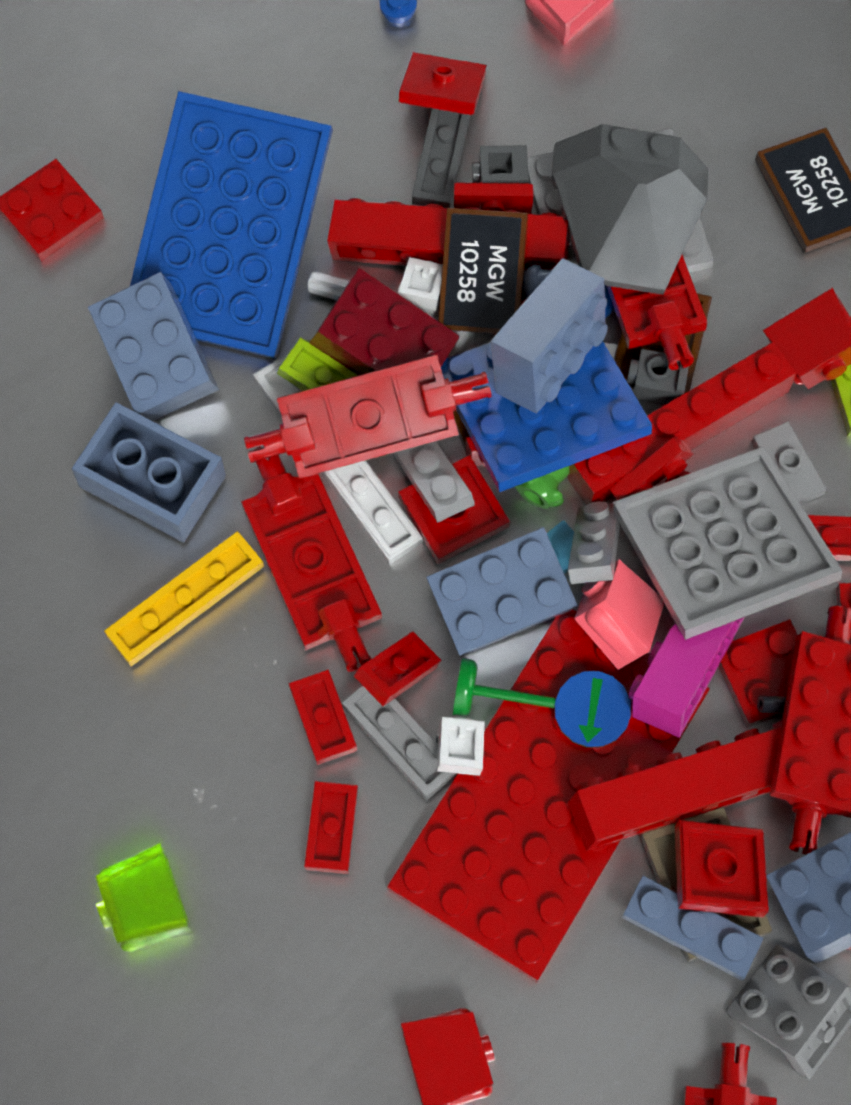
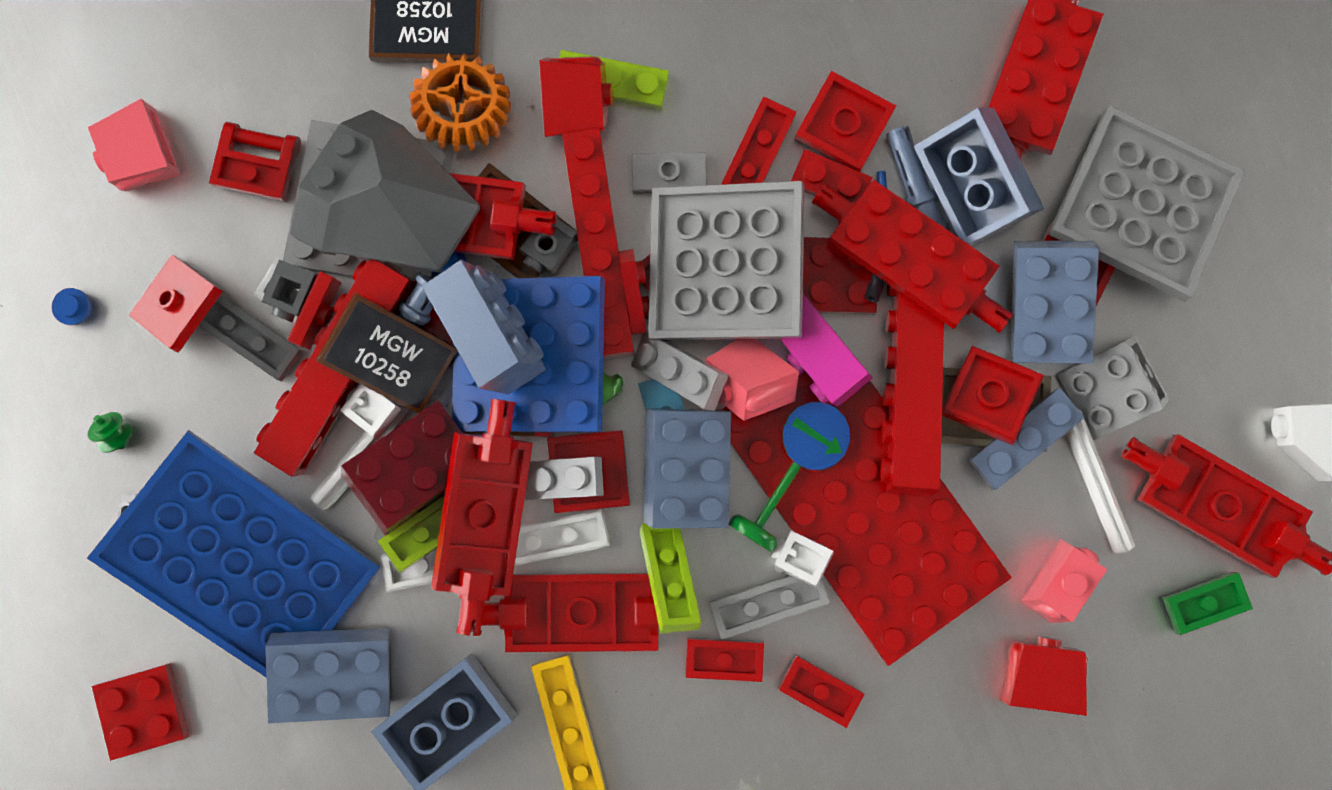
camera: 60 degrees left, 15 degrees up
(298, 78) = (109, 432): none -> green wheel
(383, 620) = (670, 579): none -> lime plate
(397, 668) = (713, 582): red plate -> none
(557, 1033) = (1064, 583): none -> coral torso
(595, 96) = (250, 172): none -> red plate
(680, 1036) = (1100, 488): none -> white axle
(751, 257) = (443, 89): none -> orange gear

